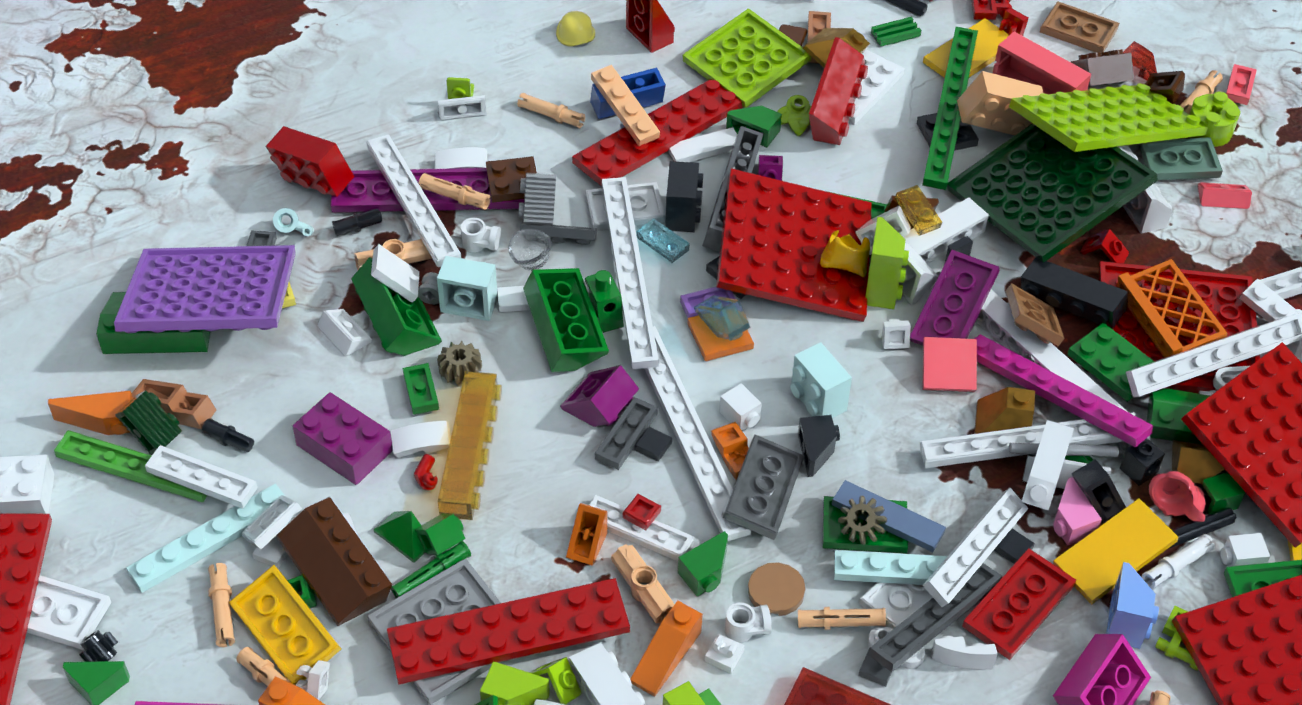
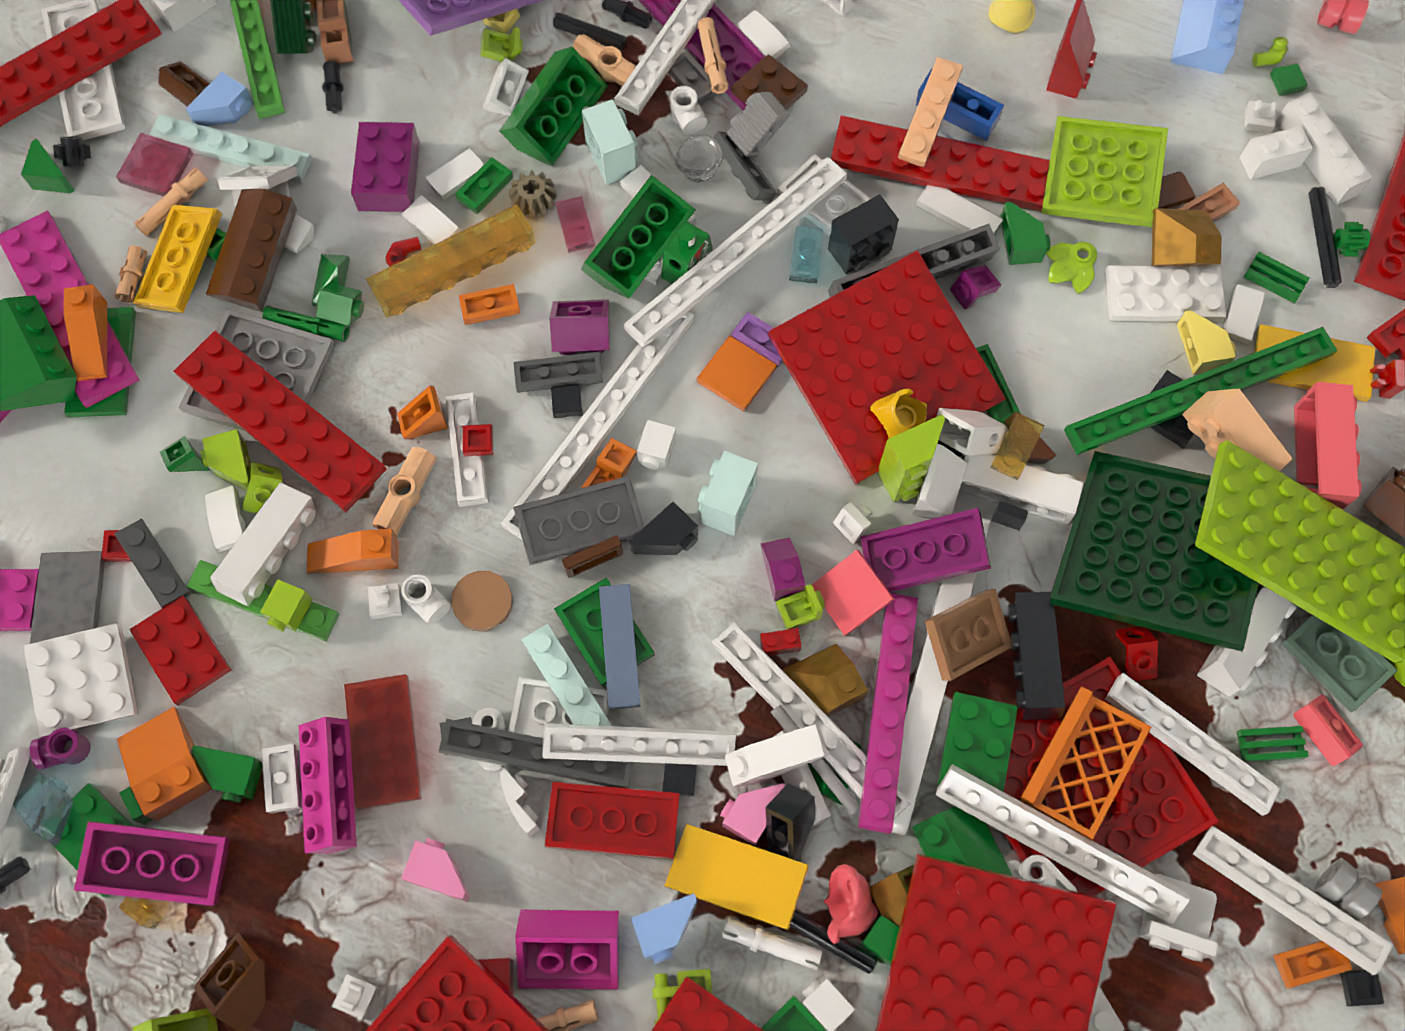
camera: 55 degrees right, 20 degrees up
(114, 536) = (181, 82): none -> reddish brown slope
(165, 514) = (220, 102): none -> light blue slope
(173, 597) = (154, 164): none -> clear pink plate
(201, 476) = (266, 98): white plate -> none
(309, 308) = (500, 45): none -> lime bracket
(316, 678) = (140, 315): white tile -> none
(346, 254) = (598, 34): none -> black axle
(390, 402) = (454, 174): none -> white tile
(395, 273) = (579, 78): white tile -> none
(454, 215) = (689, 73): none -> flat silver plate
(508, 357) = (574, 224): none -> clear pink slope
(528, 443) = (489, 304): none -> orange plate
(559, 113) = (891, 70): light nougat pin -> none
(704, 564) = (460, 527): green slope -> none
(723, 316) = (742, 362): clear light blue slope -> none
(799, 496) = (592, 556): none -> reddish brown tile
(837, 93) = (1115, 276): slope -> none
(841, 618) = (477, 664): light nougat pin -> none
(872, 521) = (586, 627): dark tan gear -> none
(899, 392) = (783, 568): none -> magenta slope
(907, 58) = (1243, 313): none -> white tile
(914, 88) = (1204, 343): none -> light yellow slope
(938, 398) = (801, 608): none -> lime bracket
(955, 424) = (781, 642): none -> red piece
(1142, 461) = (868, 845): black brick -> none
(1194, 256) = (1194, 744): none -> white tile
(1222, 213) = (1297, 741): none -> green tile
(1266, 302) = (1187, 858): white plate -> none

